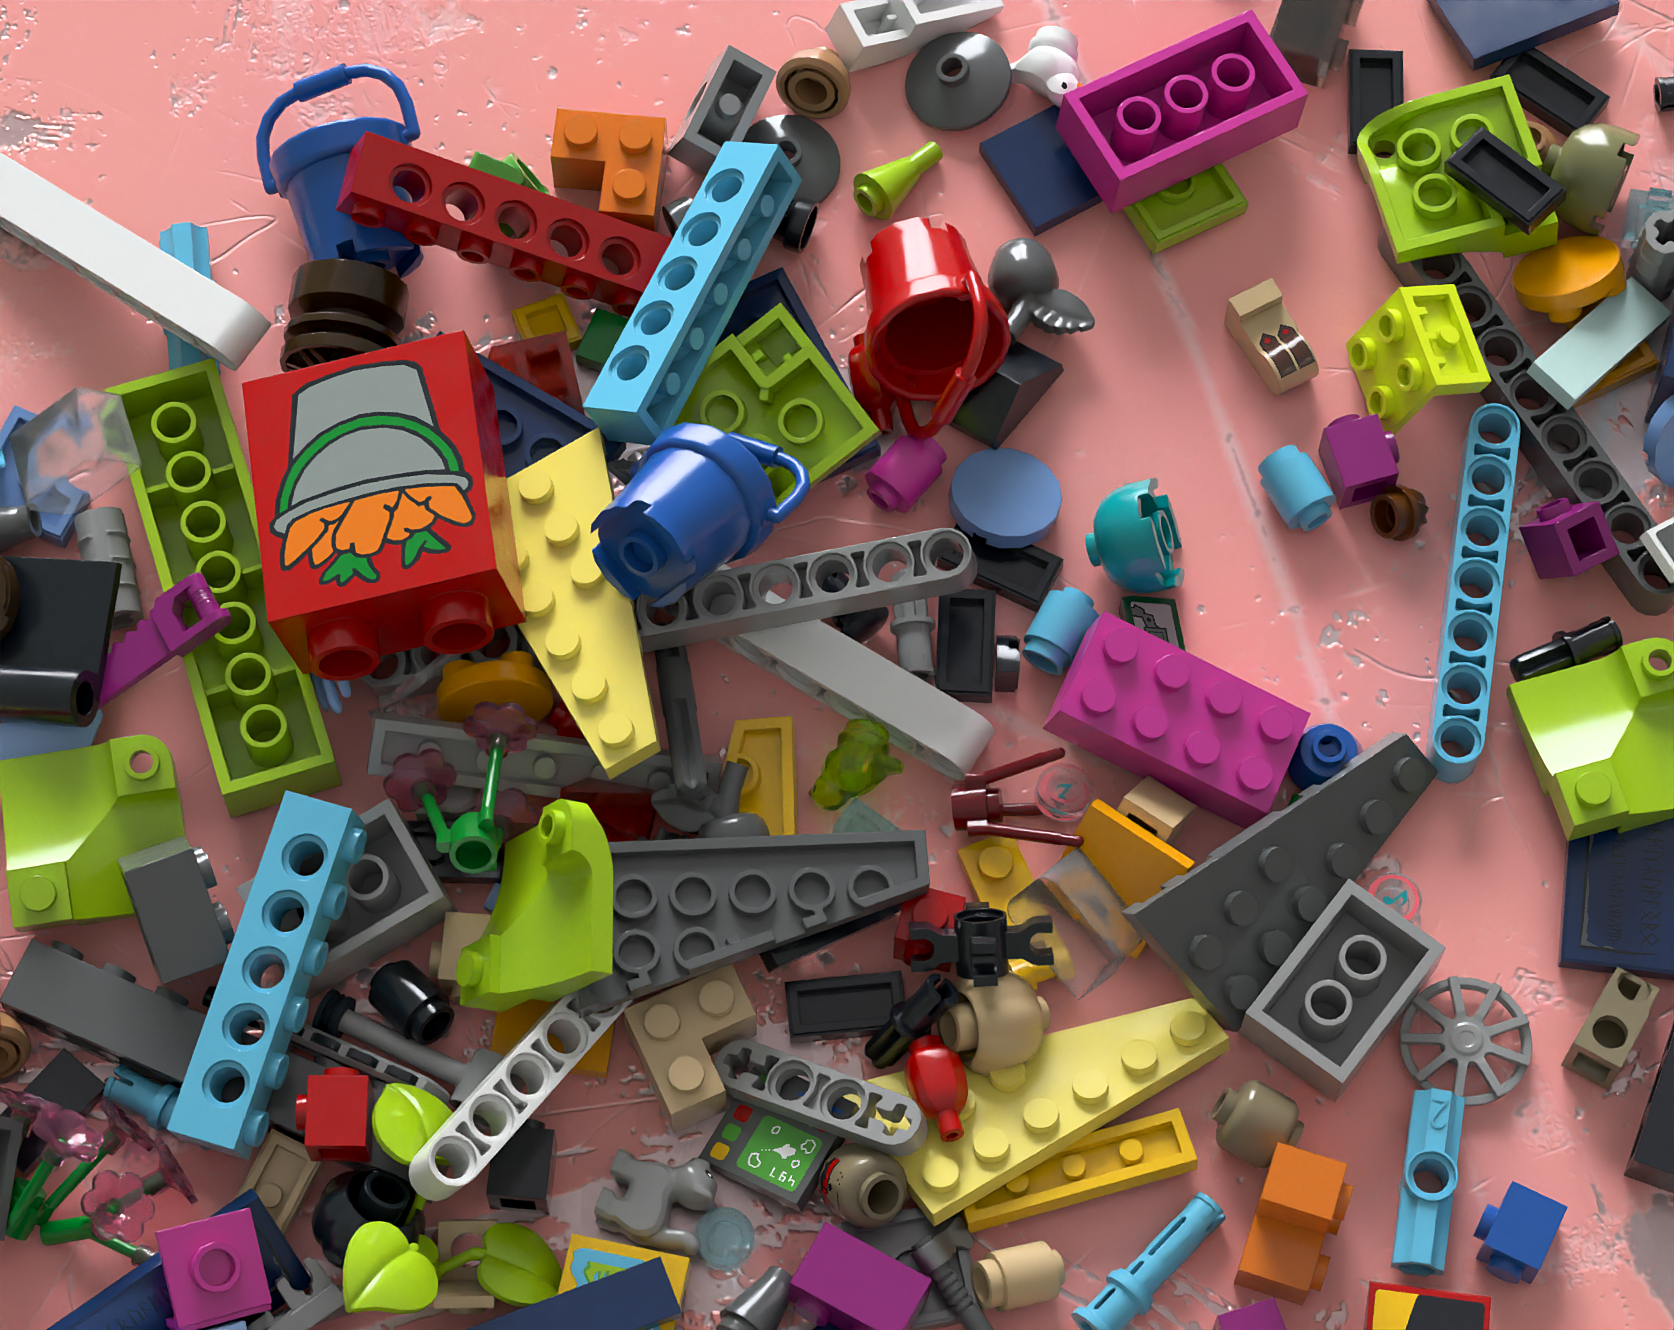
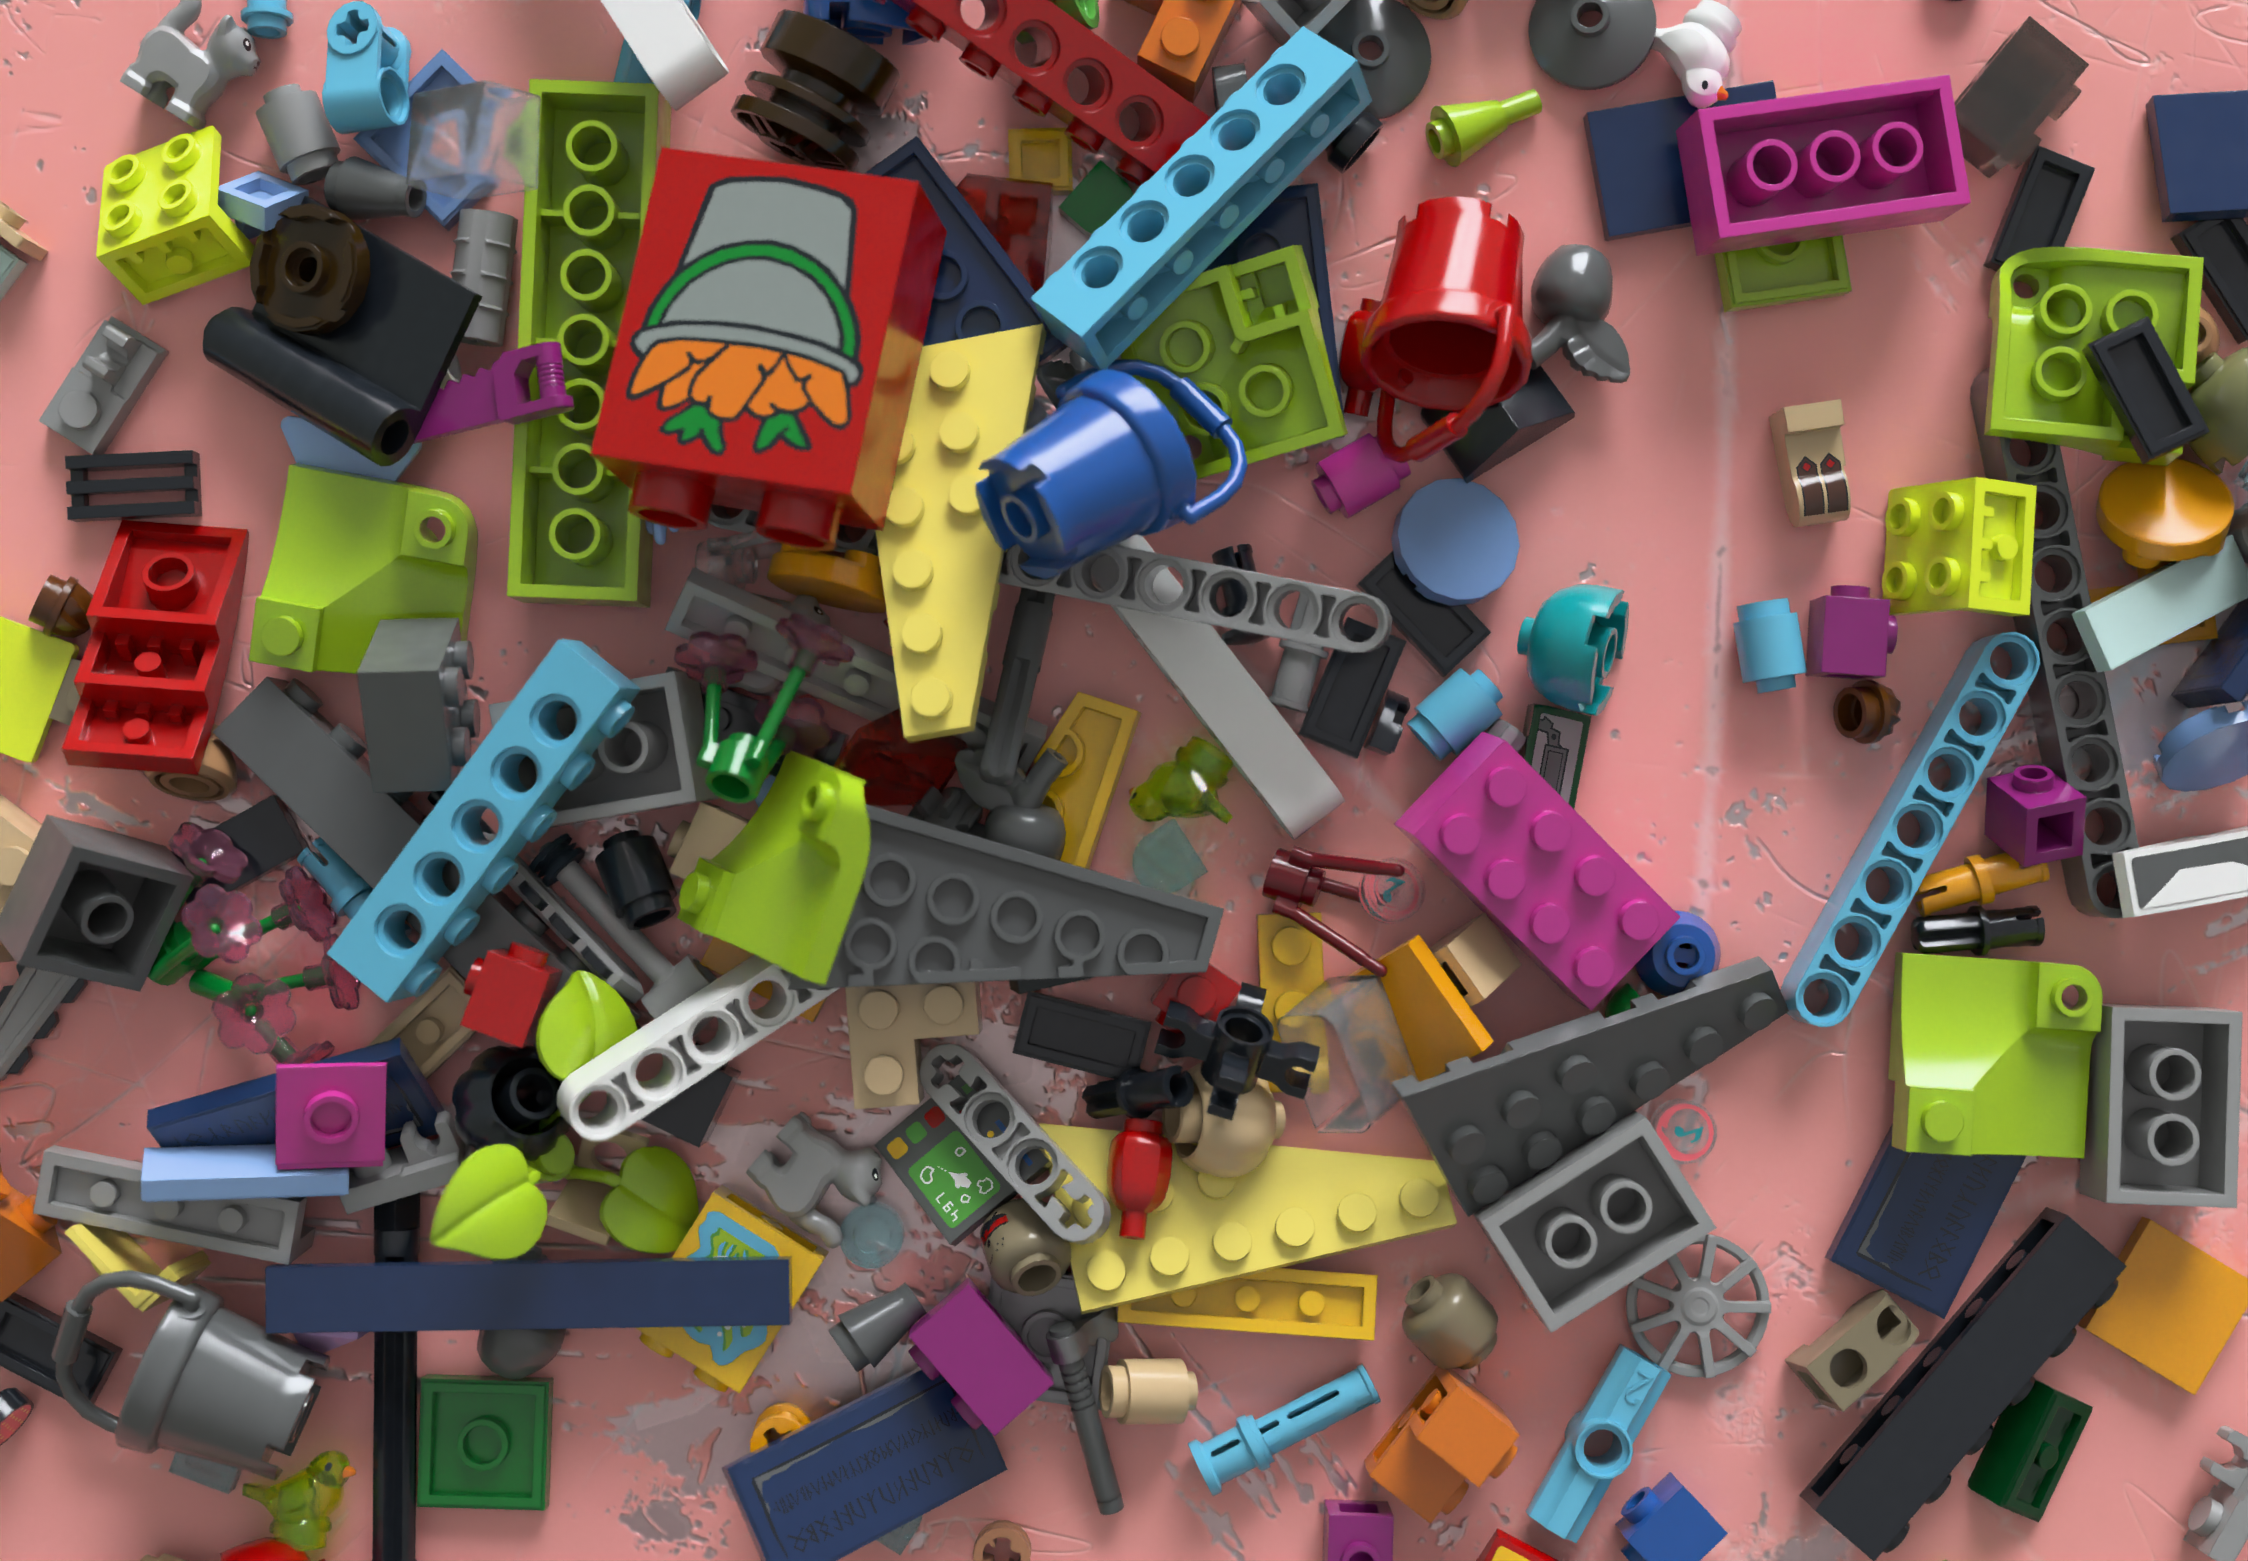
camera: 15 degrees right, 20 degrees up
(1549, 612) = (1976, 881): none -> light orange pin

